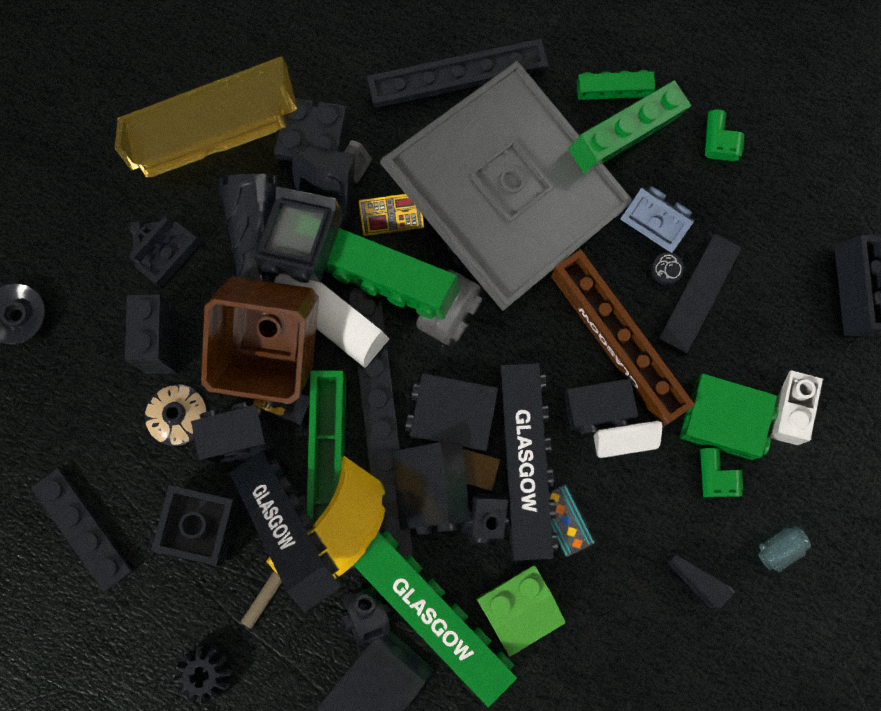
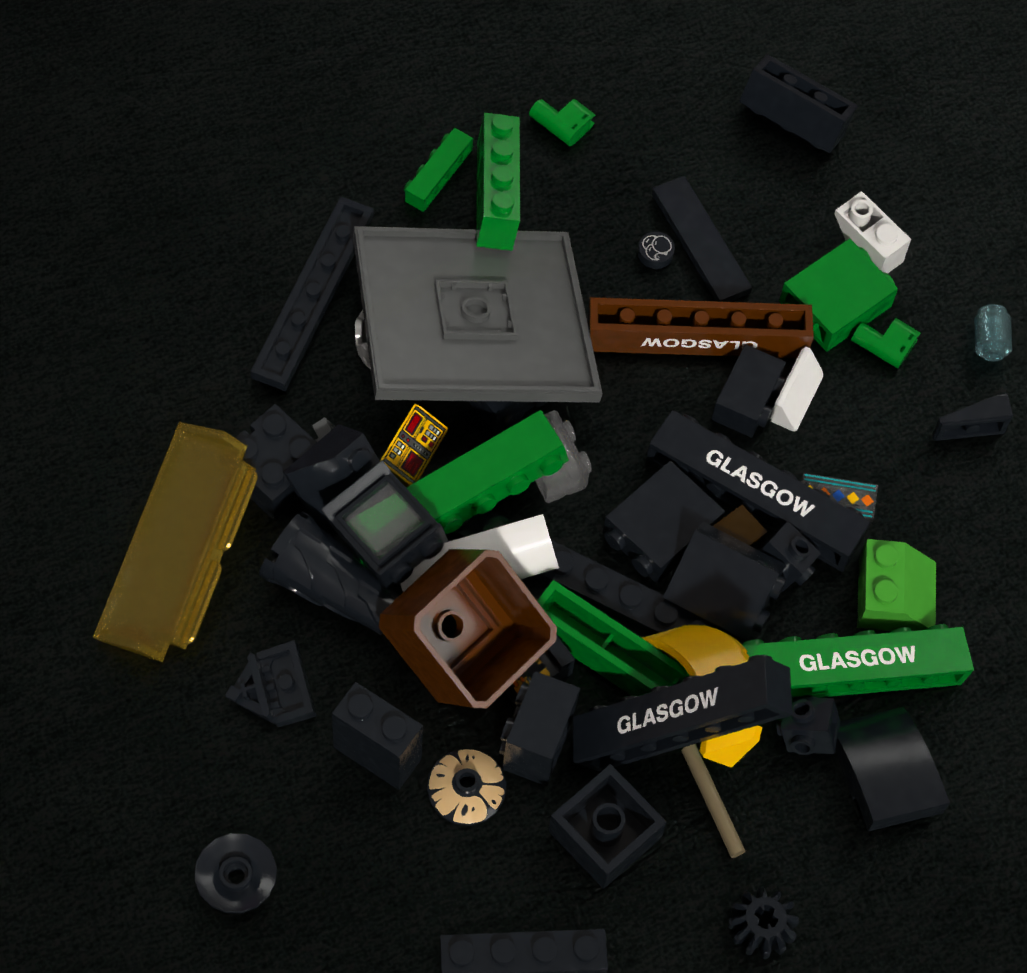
camera: 60 degrees left, 15 degrees down
(658, 218) = (602, 223): sand blue bracket -> none

